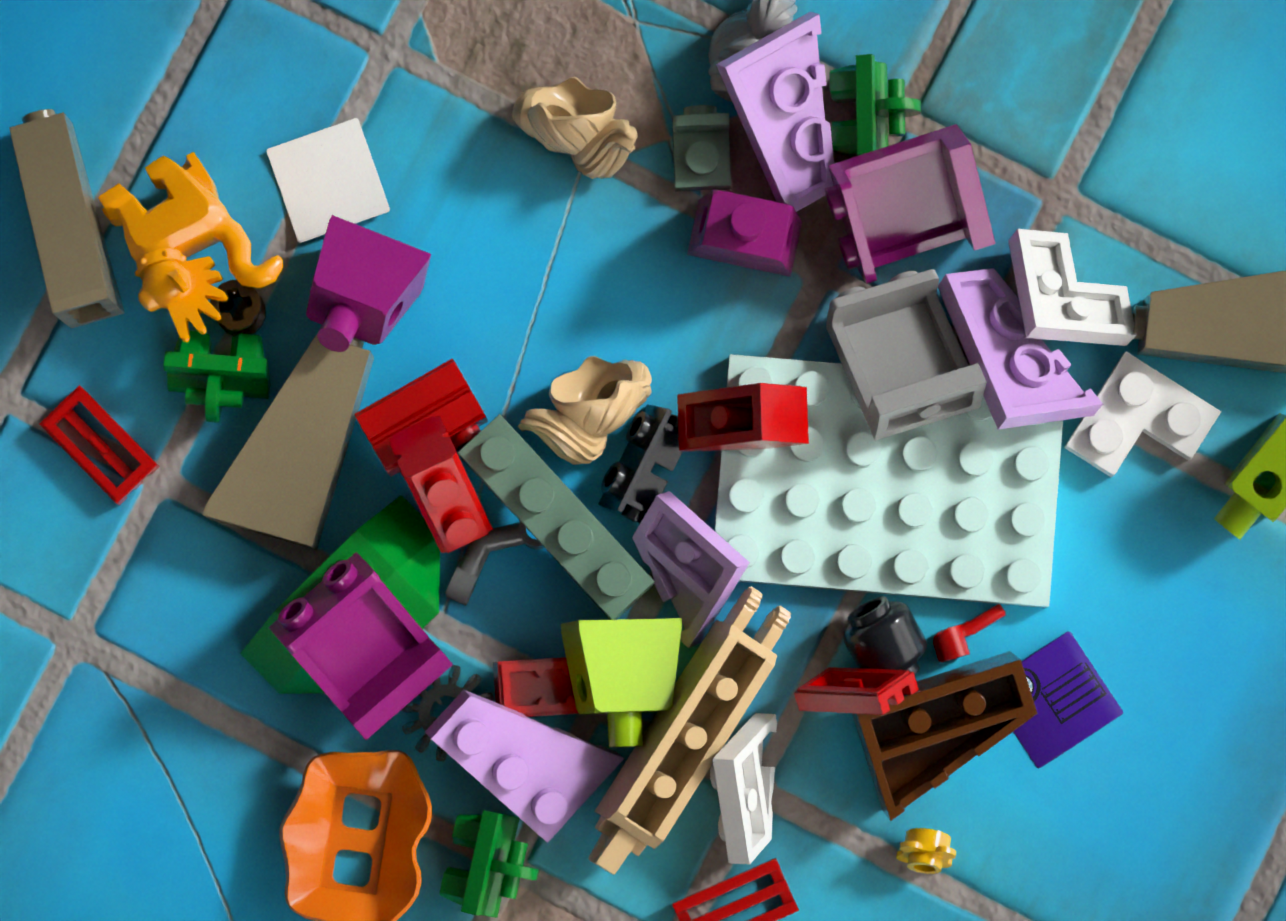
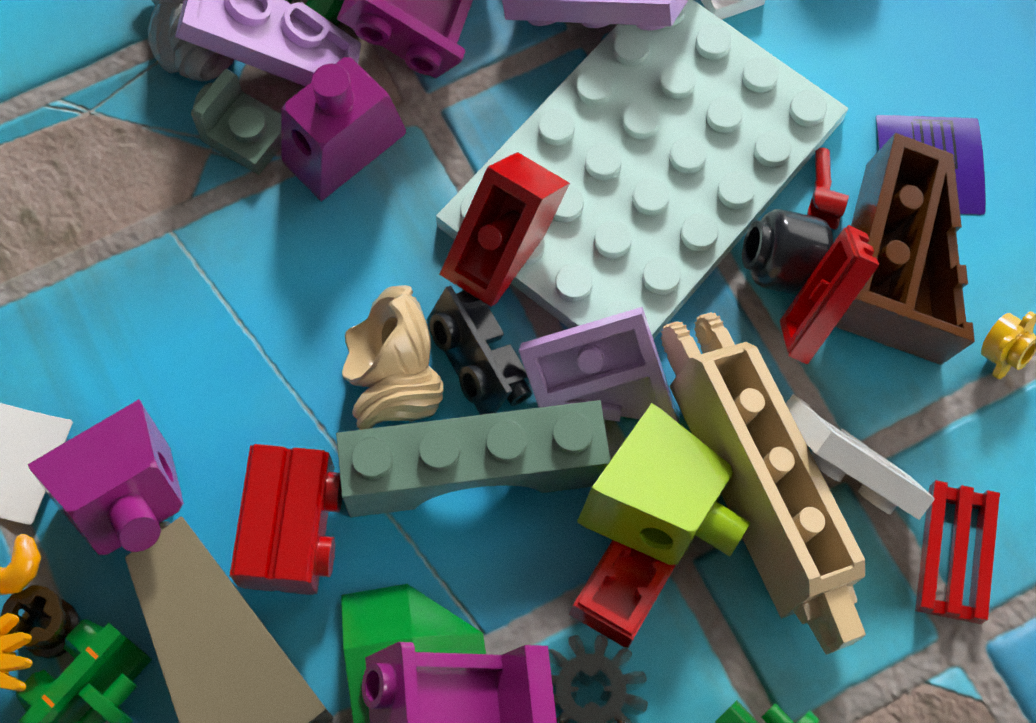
camera: 55 degrees left, 15 degrees down
(440, 484) = (359, 535): red brick -> none
(475, 556) = (444, 549): dark grey arm -> none
(522, 762) = (687, 651): lavender wing -> none
(577, 123) = (136, 201): tan hair -> none
(902, 354) = (546, 73): light grey panel -> none

